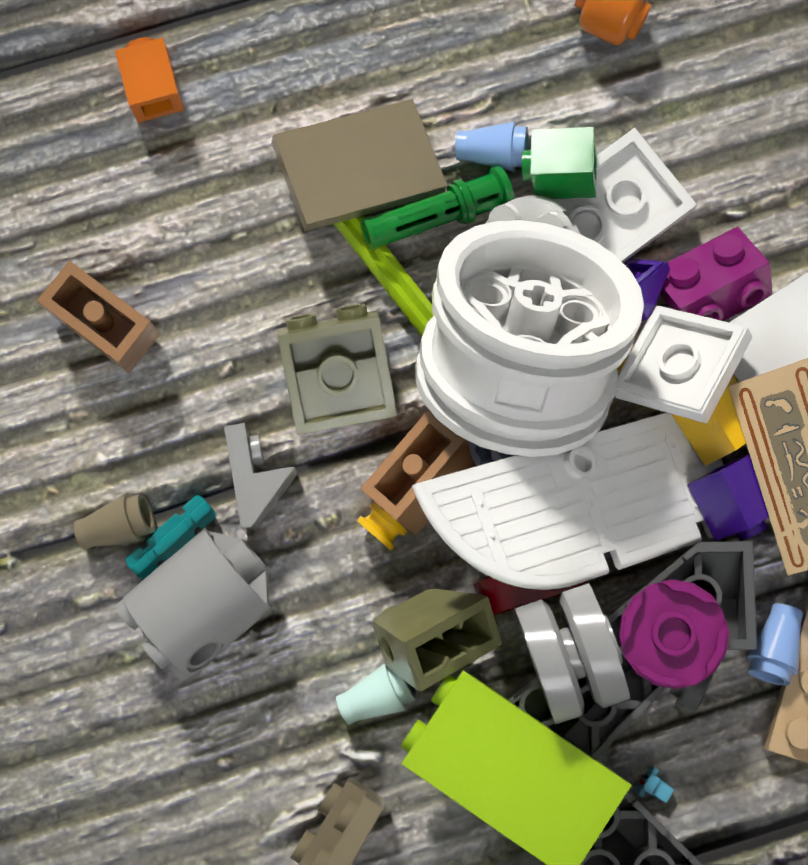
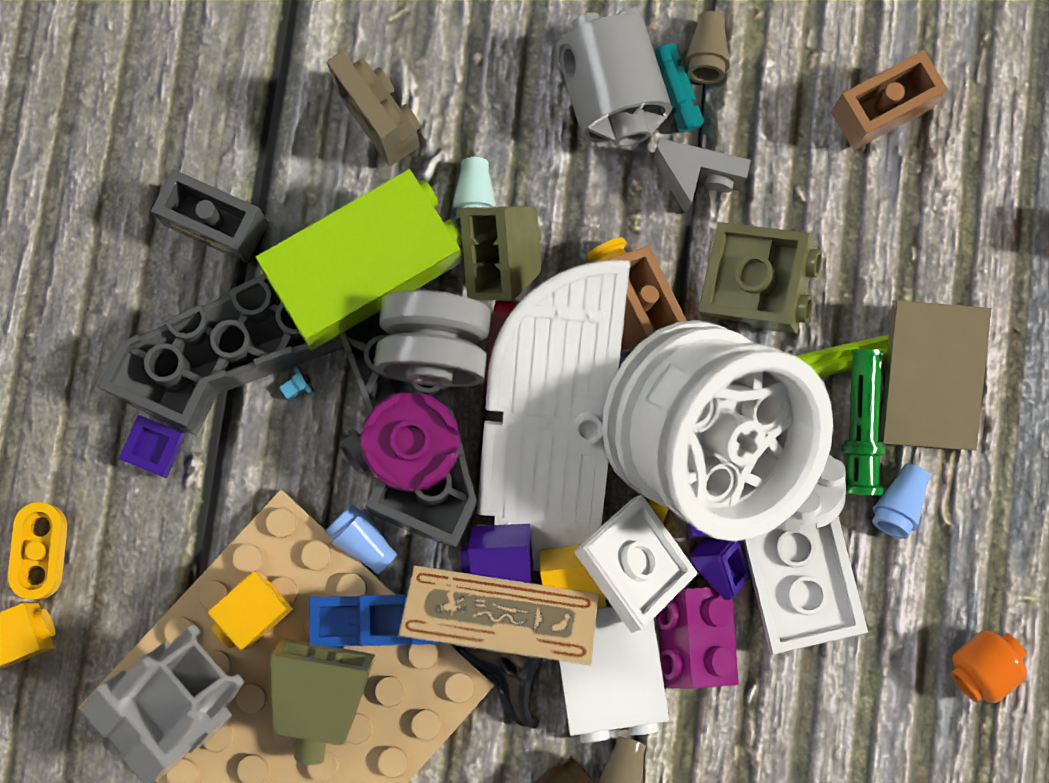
camera: 110 degrees right, 0 degrees up
(562, 163) = (860, 546): brick -> none

